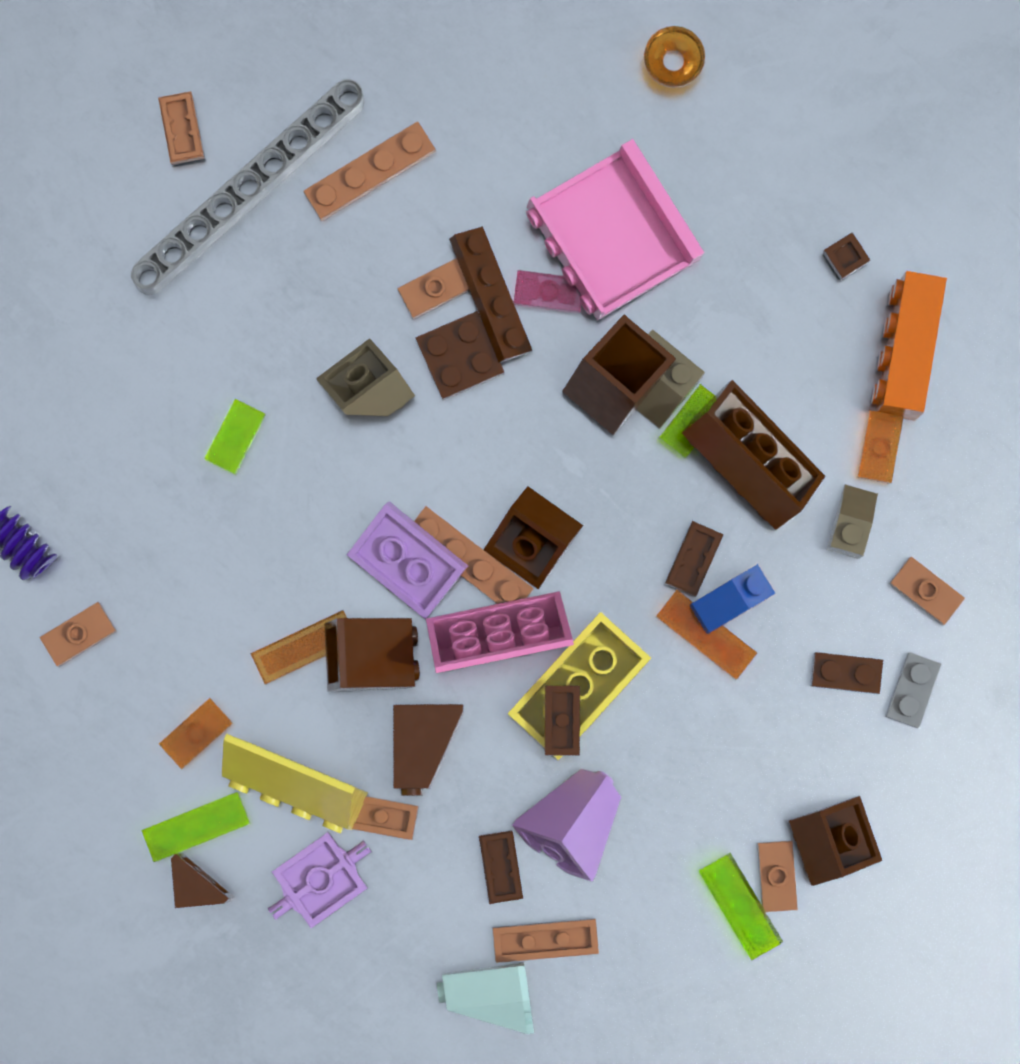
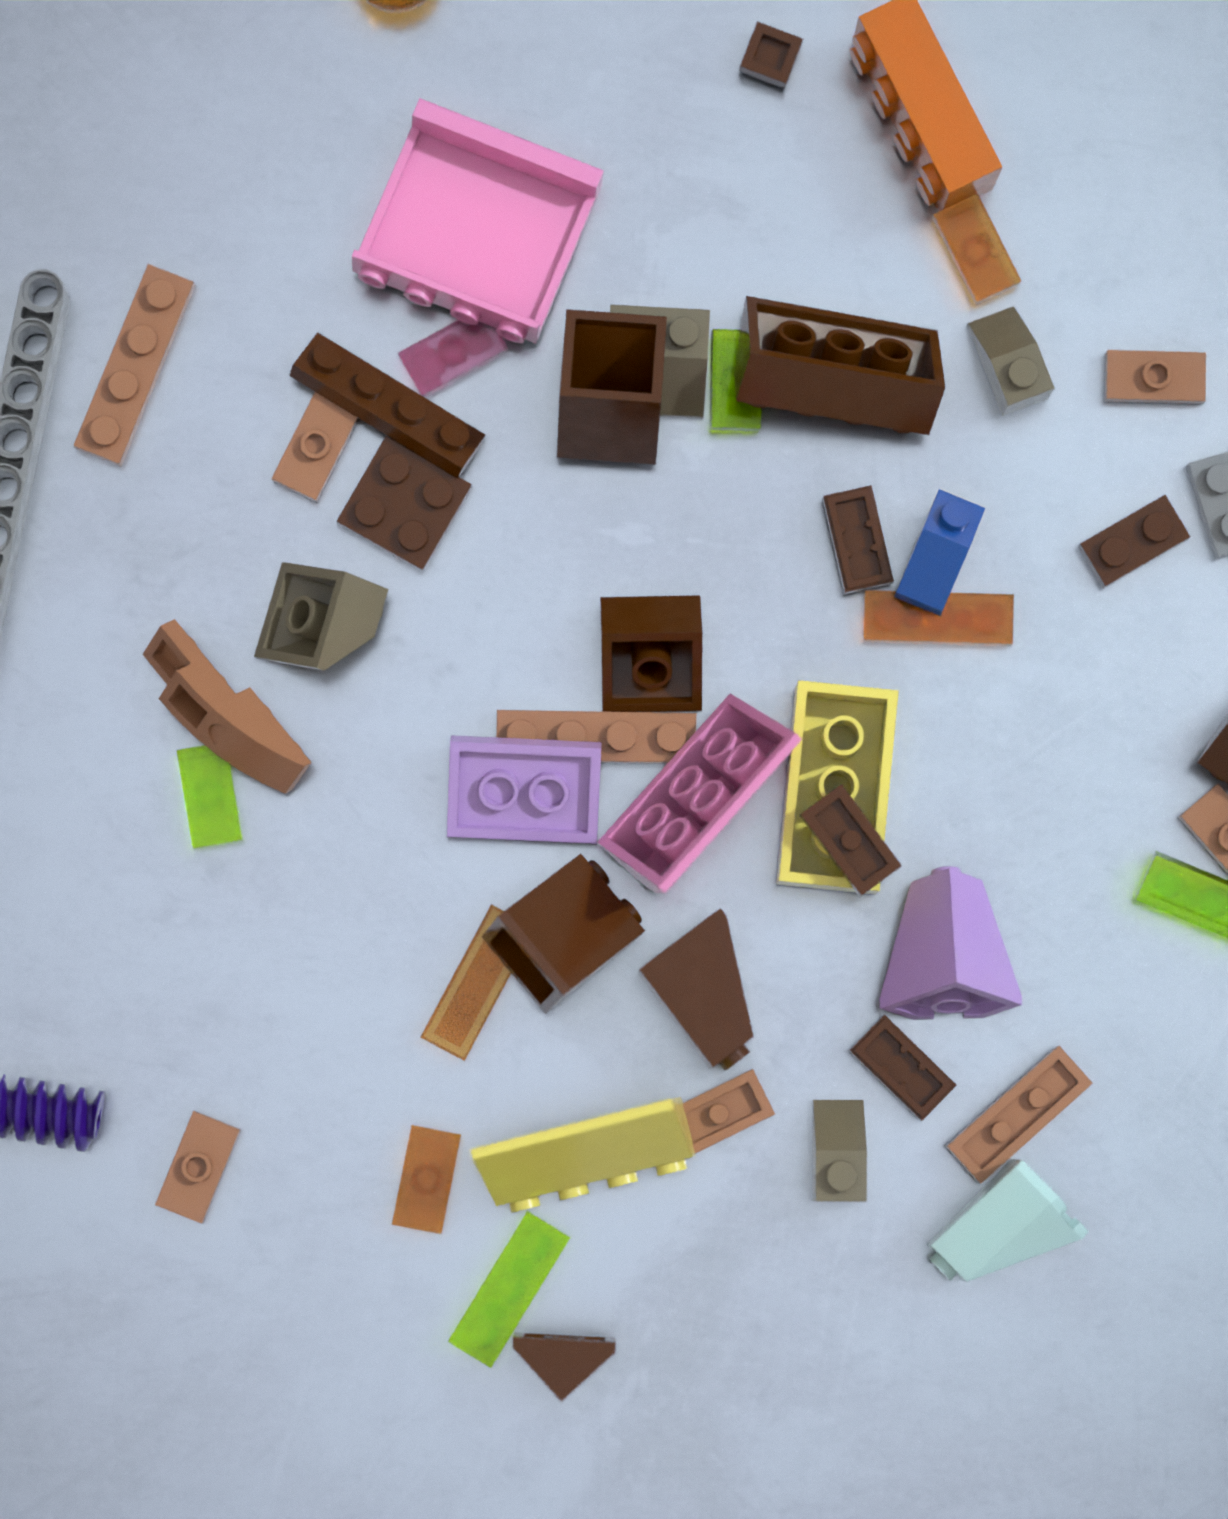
camera: 40 degrees left, 0 degrees up
(273, 406) = (227, 723): none -> nougat slope
(319, 880) = (701, 1242): lavender plate -> none
(431, 886) = (839, 1151): none -> dark tan slope

